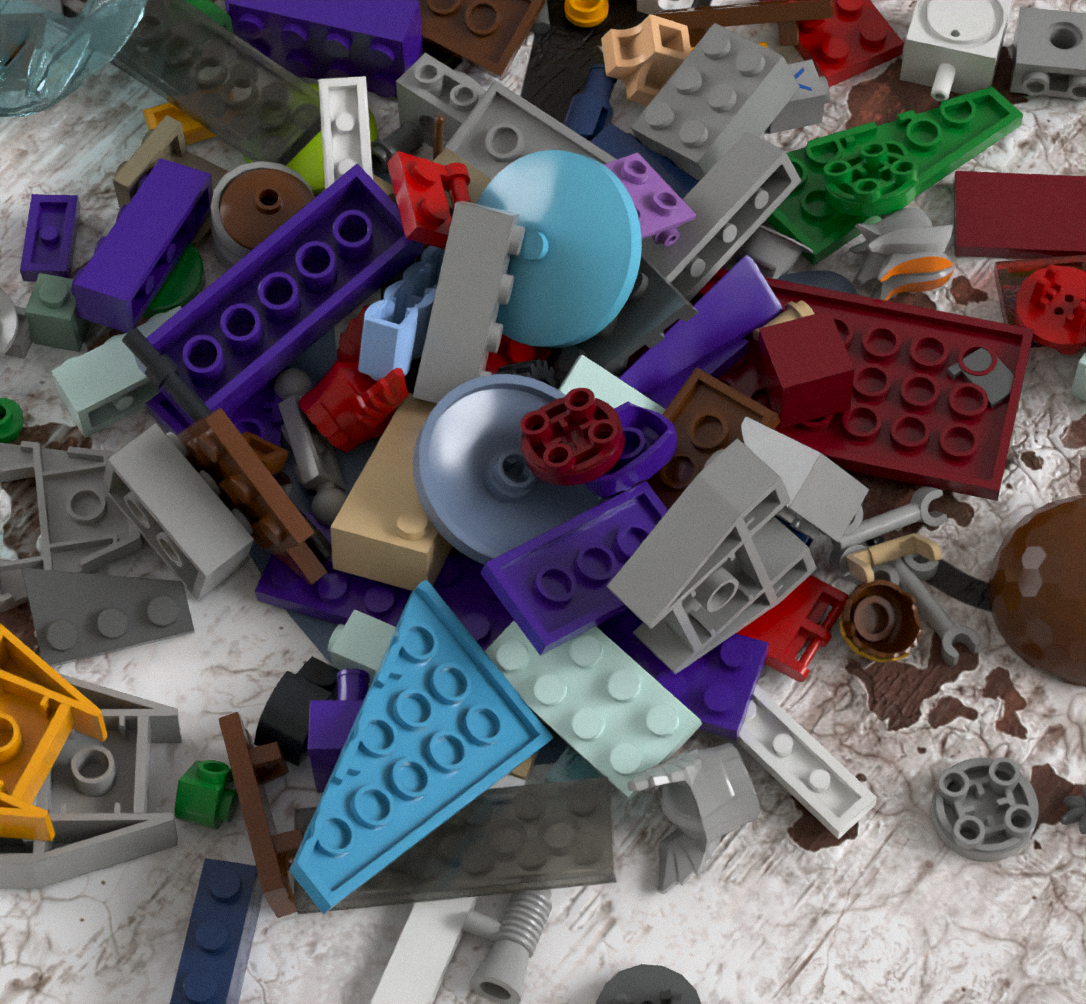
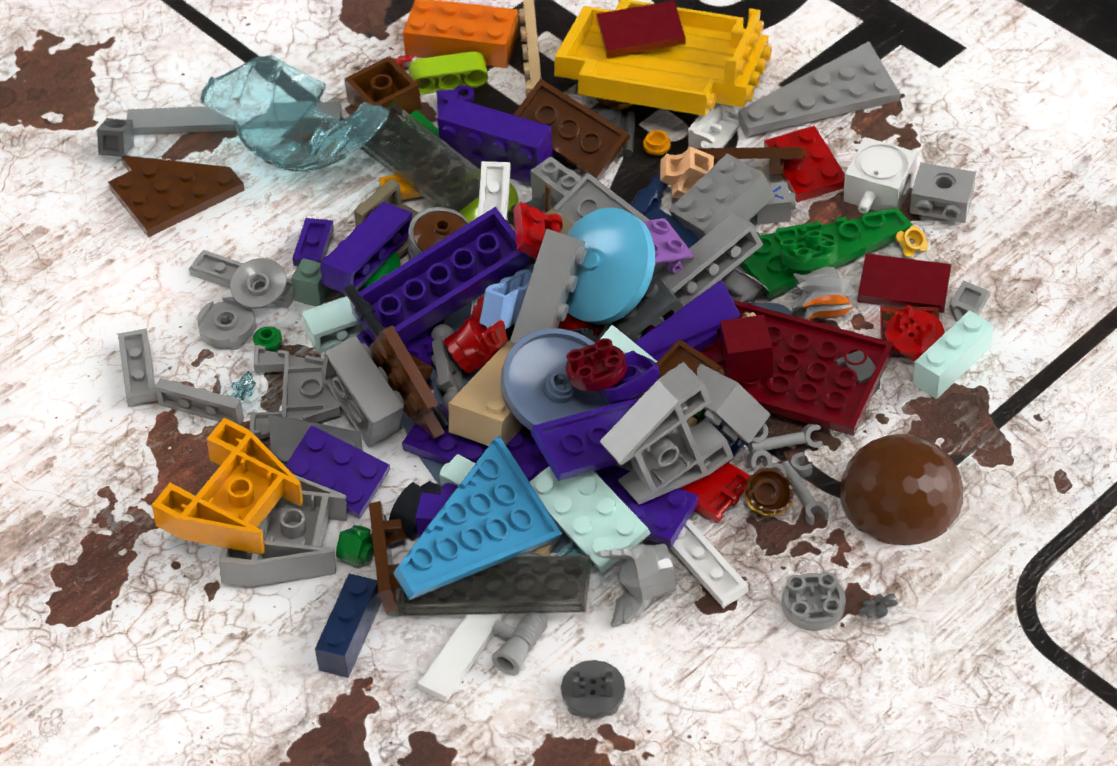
camera: 10 degrees right, 10 degrees down
(153, 656) = (338, 467): none -> dark purple plate
(862, 560) = (781, 456): tan piece -> none
(1034, 137) = (918, 237): none -> yellow plate

